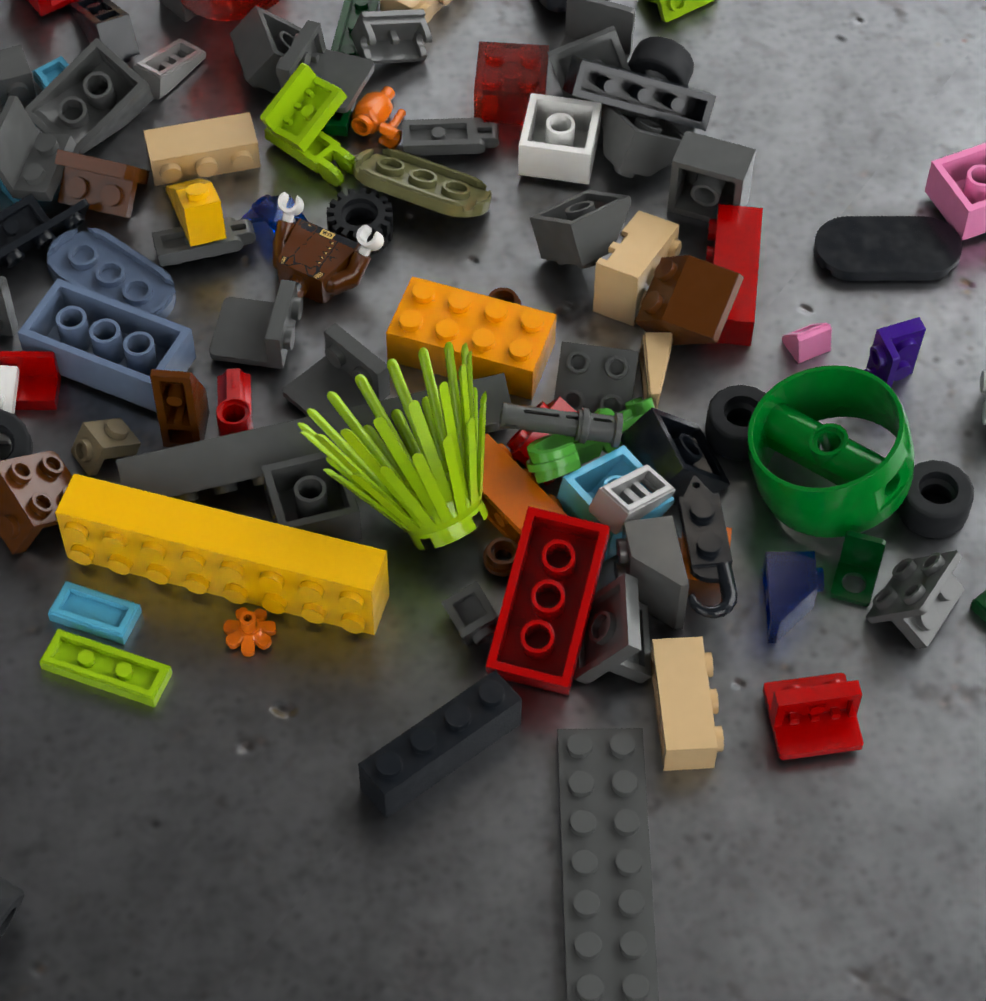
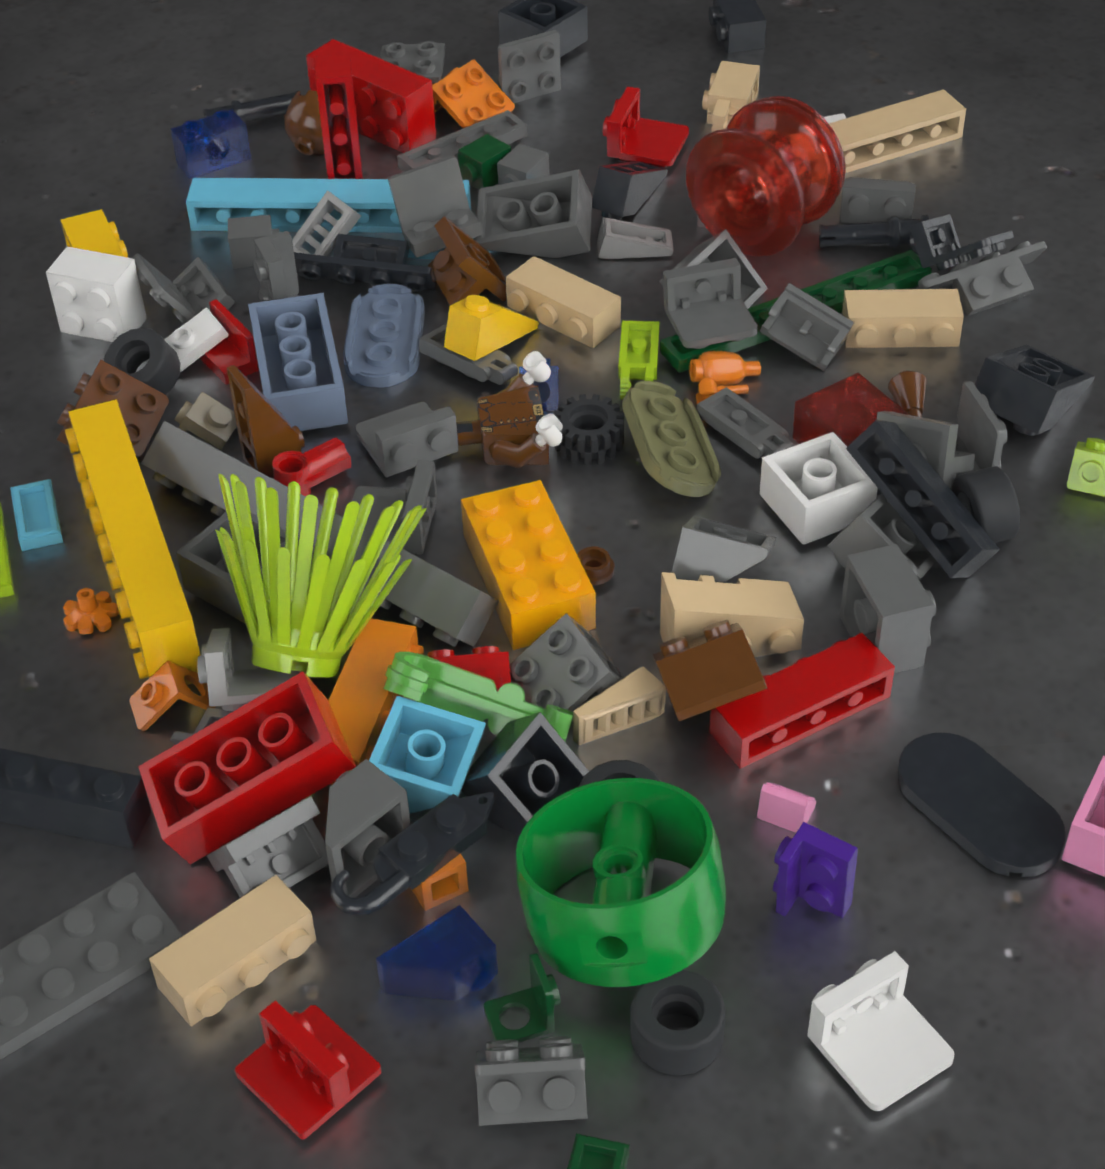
camera: 55 degrees right, 10 degrees down
(302, 108) = (650, 314): lime bracket -> none
(396, 626) = (163, 690): none -> orange bracket
(439, 568) = (230, 687): none -> light grey bracket
(505, 30) = (909, 391): none -> reddish brown cone
(579, 424) = (466, 672): dark grey pin -> none
(628, 499) = (404, 736): light grey slope -> none

